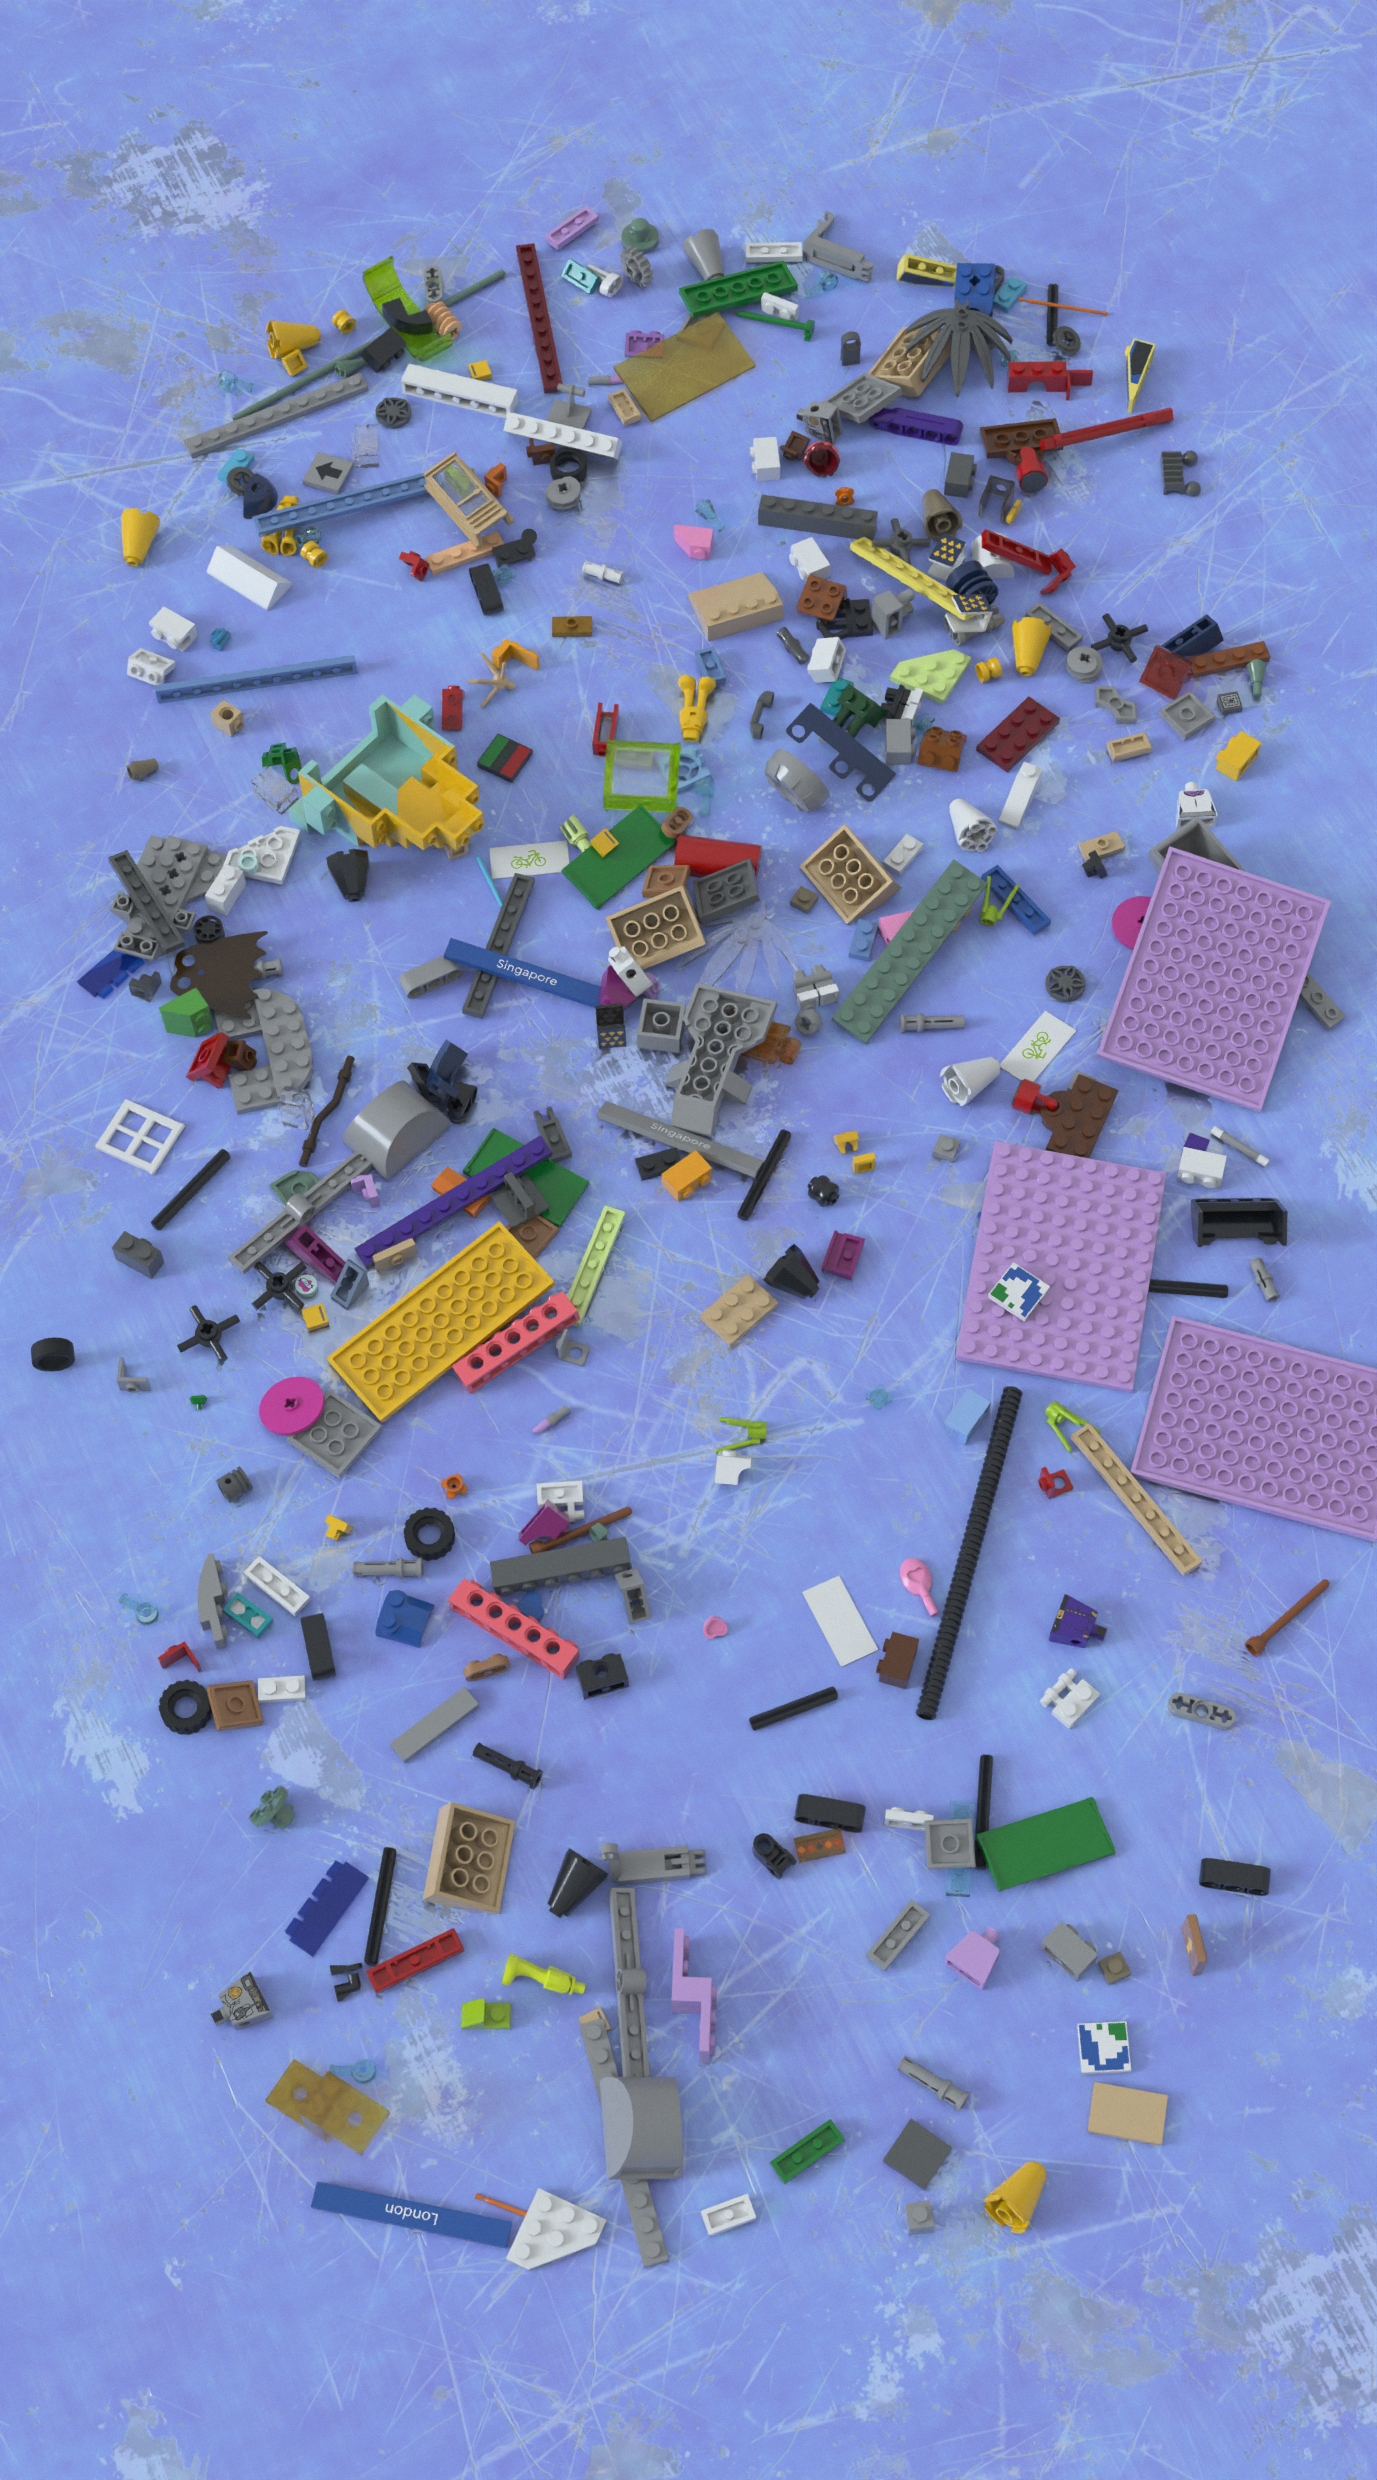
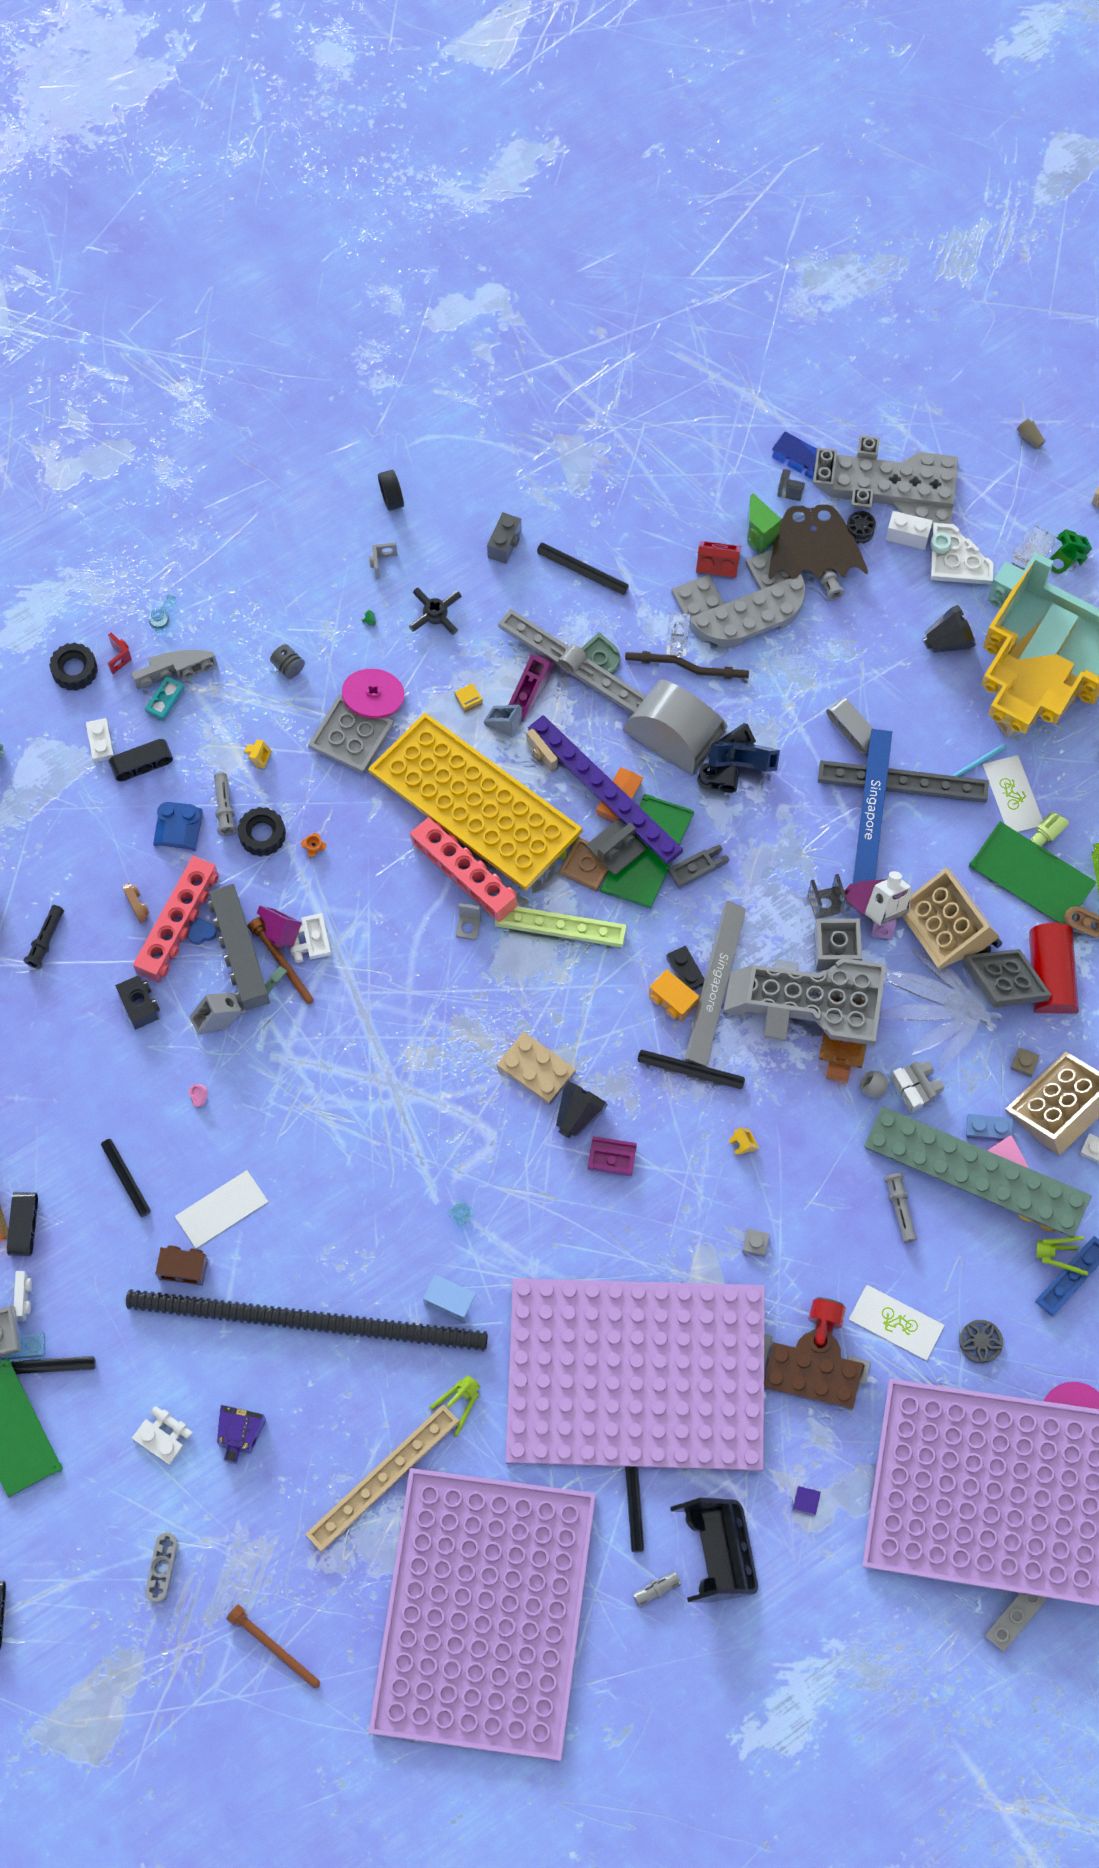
camera: 80 degrees right, 5 degrees up
(139, 1137) = (631, 516): white window -> none
(146, 901) = (870, 461): dark grey plate -> none
(235, 1705) = (77, 703): medium nougat tile -> none
(244, 1058) = (727, 578): reddish brown brick -> none
(277, 1586) = (195, 716): white plate -> none
(278, 1279) = (493, 659): black bar -> none
(306, 1286) = (499, 683): light aqua tile -> none
(366, 1185) = (608, 716): lavender bracket -> none
(434, 1725) = (79, 870): light grey tile -> none
(552, 1419) = (393, 917): light grey piece -> none
(604, 842) = (1039, 854): yellow tile -> none
(665, 878) = (1012, 922): medium nougat tile -> none
(730, 1465) = (362, 1082): white brick -> none
(755, 1429) = (407, 1101): lime plant -> none
(823, 1191) = (680, 1126): black piece -> none
(863, 1163) = (719, 1161): yellow tile -> none
(918, 1581) = (269, 1276): bright pink piece -> none
(968, 1078) = (839, 1254): white cone -> none
(1018, 1292) = (590, 1329): tile -> none
(1048, 1486) = (386, 1387): red bracket -> none
(1201, 1168) = (778, 1507): white brick -> none
(1240, 1146) = (816, 1548): light grey bar -> none

